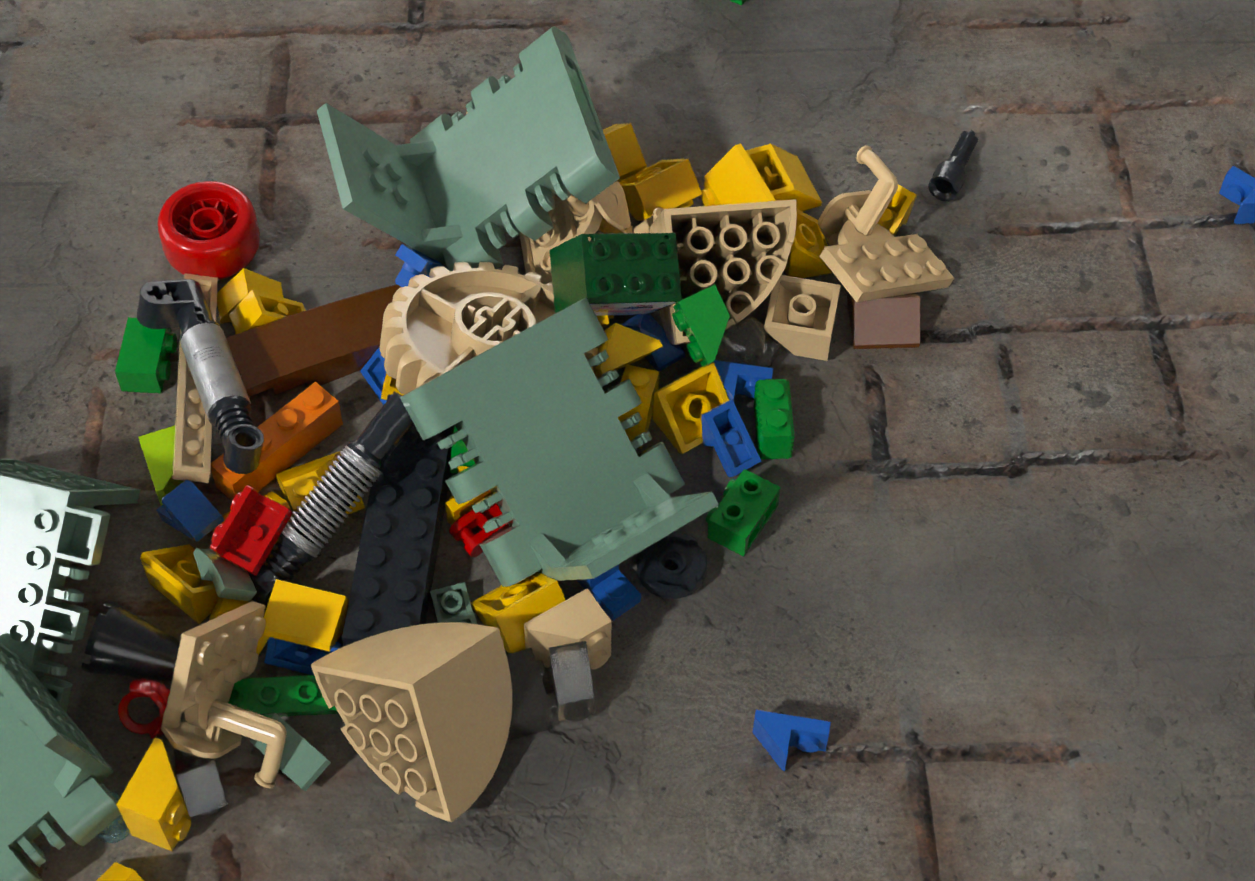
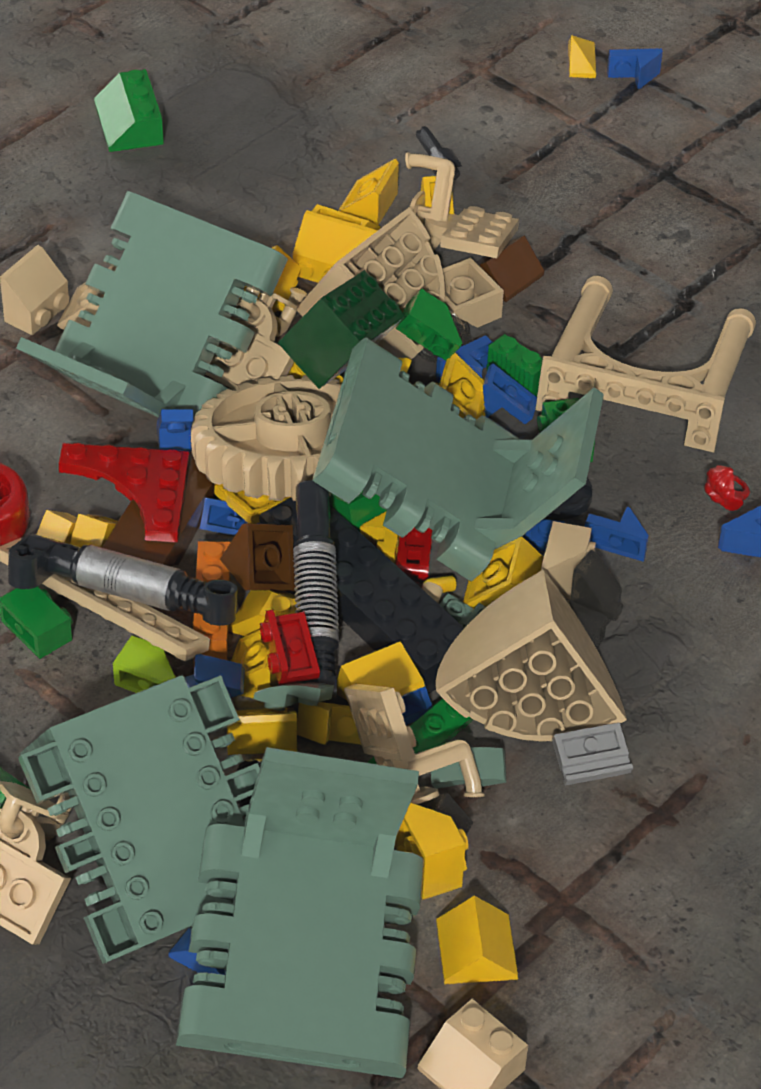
camera: 45 degrees left, 10 degrees down
(328, 429) = (262, 557): none -> reddish brown slope
(346, 299) = (145, 475): none -> red plate
(400, 827) = (592, 753): none -> light grey plate
(457, 569) = (436, 586): none -> arm
(462, 65) = (33, 291): none -> tan slope
(669, 647) = (622, 537): none -> blue slope
(812, 668) = (721, 488): none -> red piece
(842, 173) = (373, 193): none -> yellow slope
(871, 579) = (639, 387): none -> tan arch
(1211, 156) = (581, 58): none -> yellow slope

